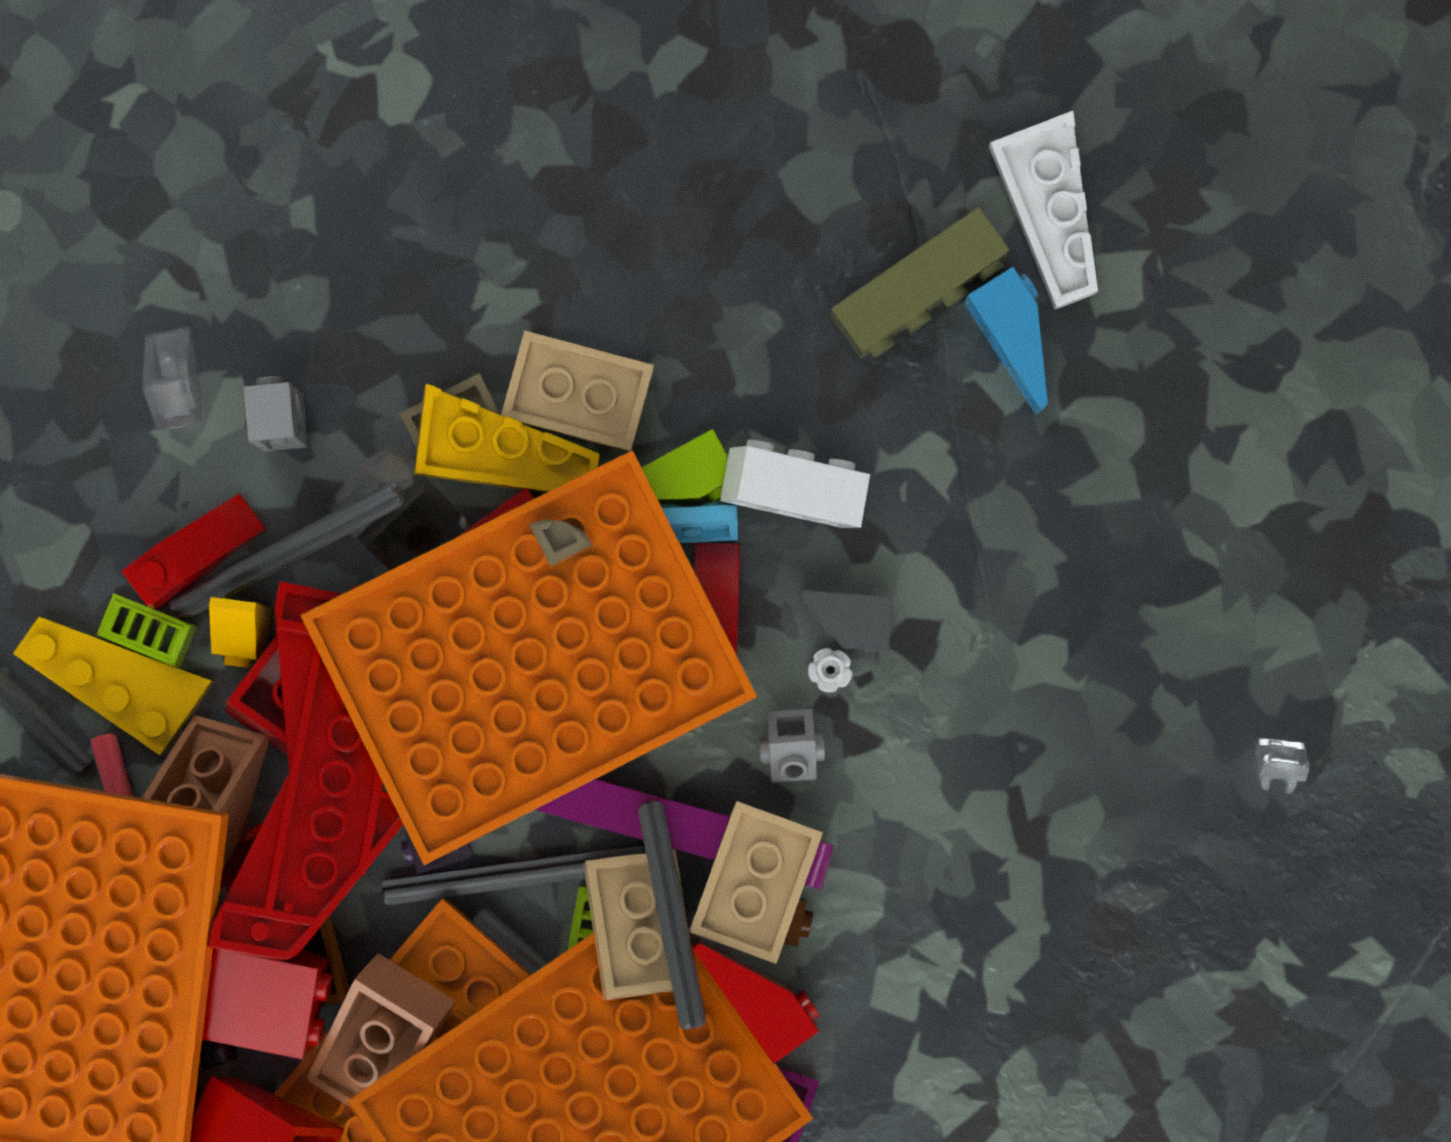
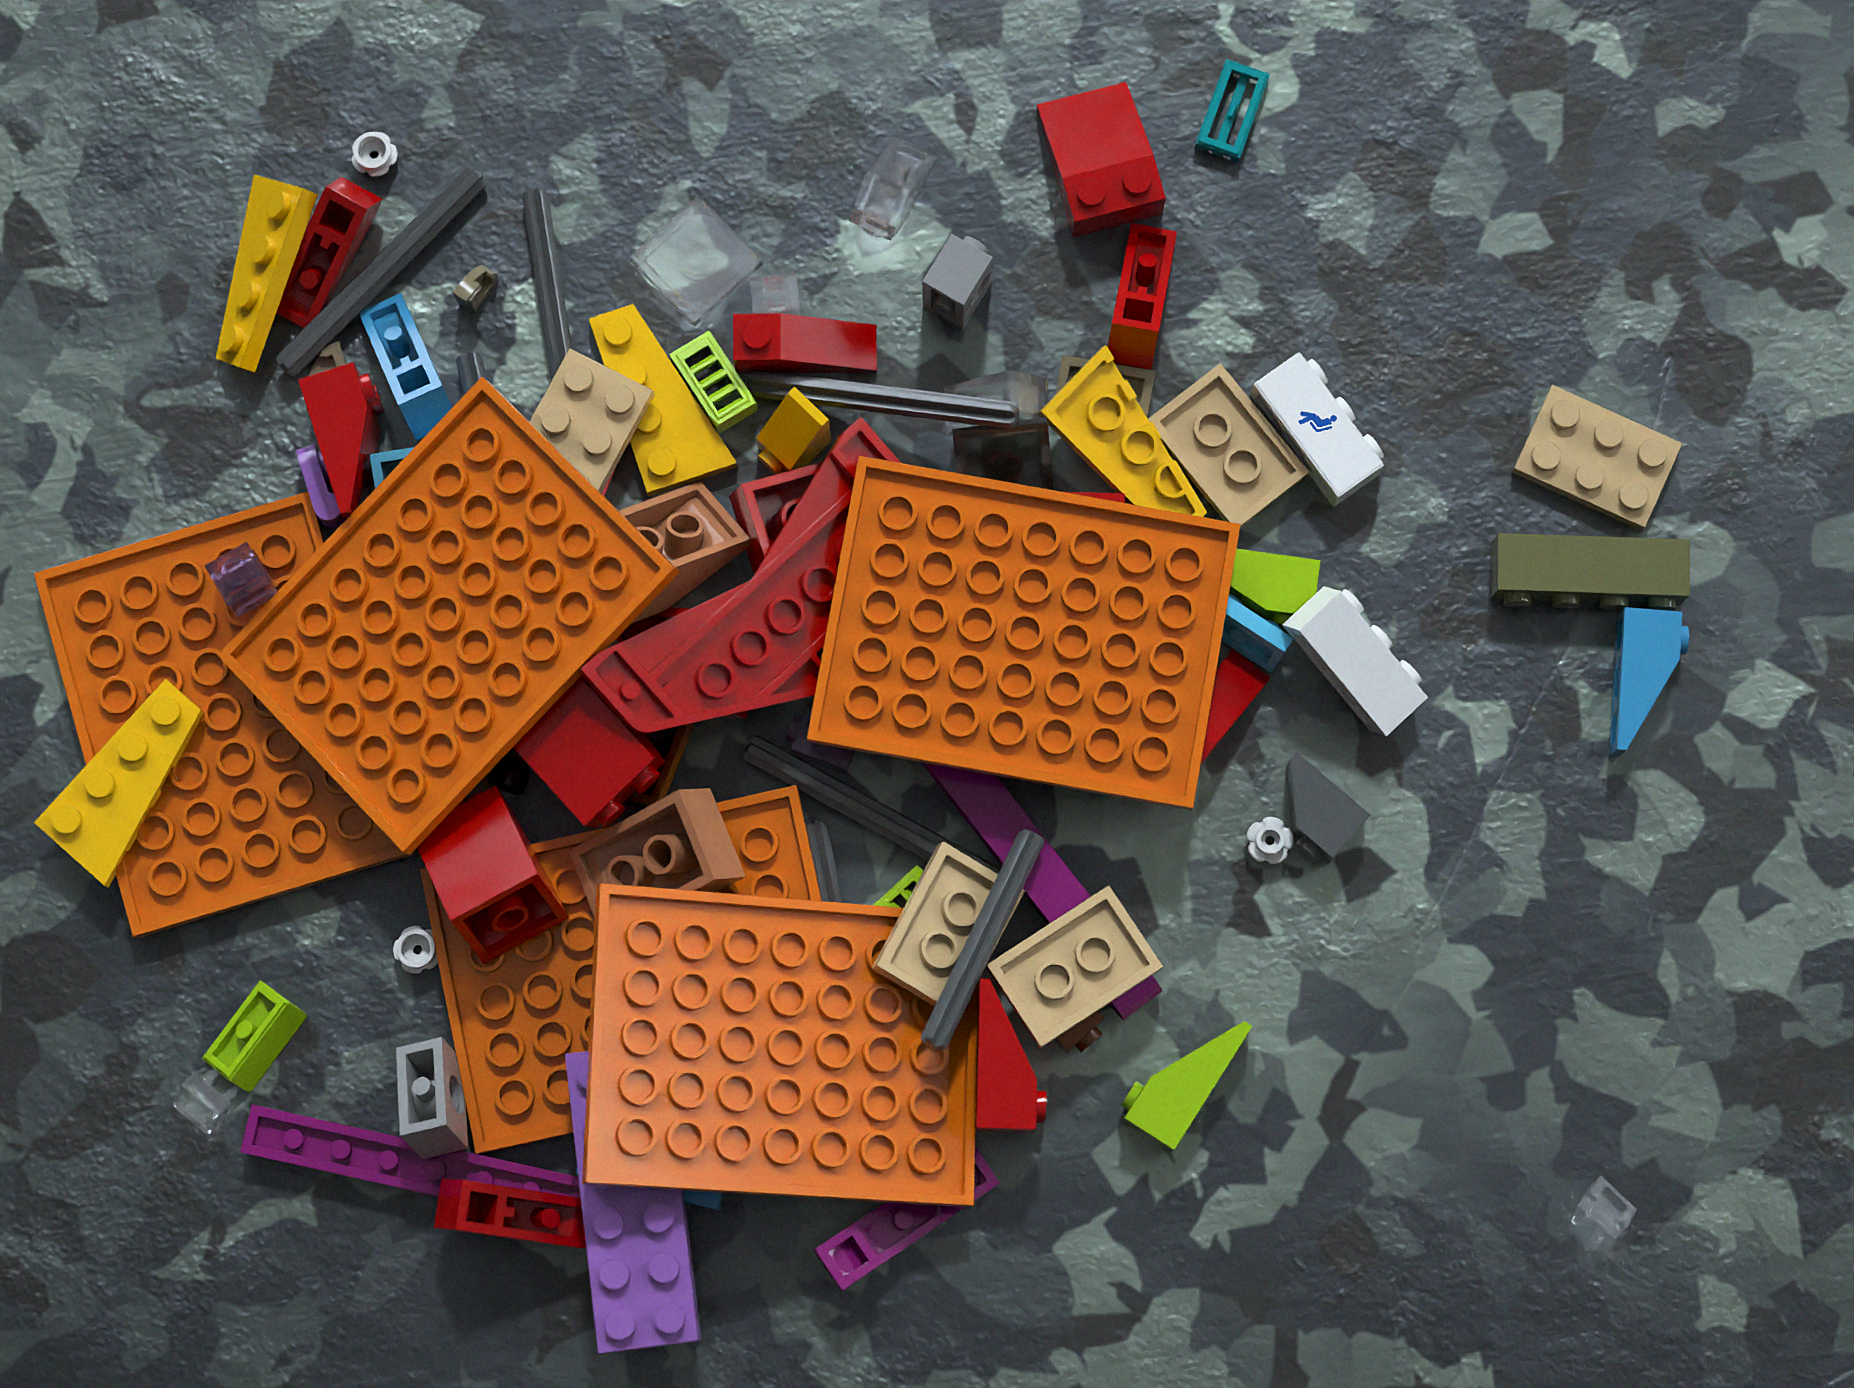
camera: 35 degrees right, 5 degrees down
(62, 546) = (696, 260): none -> clear plate
(71, 734) = (591, 415): none -> tan plate
(145, 528) = (775, 294): none -> clear tile
(316, 237) = (1101, 159): none -> red slope
(399, 160) = (1220, 146): none -> teal tile
(425, 322) = (1141, 295): none -> red slope
(559, 539) = (1123, 552): dark tan tile -> none
(635, 325) = (1318, 428): none -> white brick
(791, 745) = (1189, 878): light grey brick -> none
(862, 192) = (1597, 457): none -> tan plate
(902, 916) = (1176, 1094): none -> lime slope
(1047, 194) = (1757, 573): white wing -> none

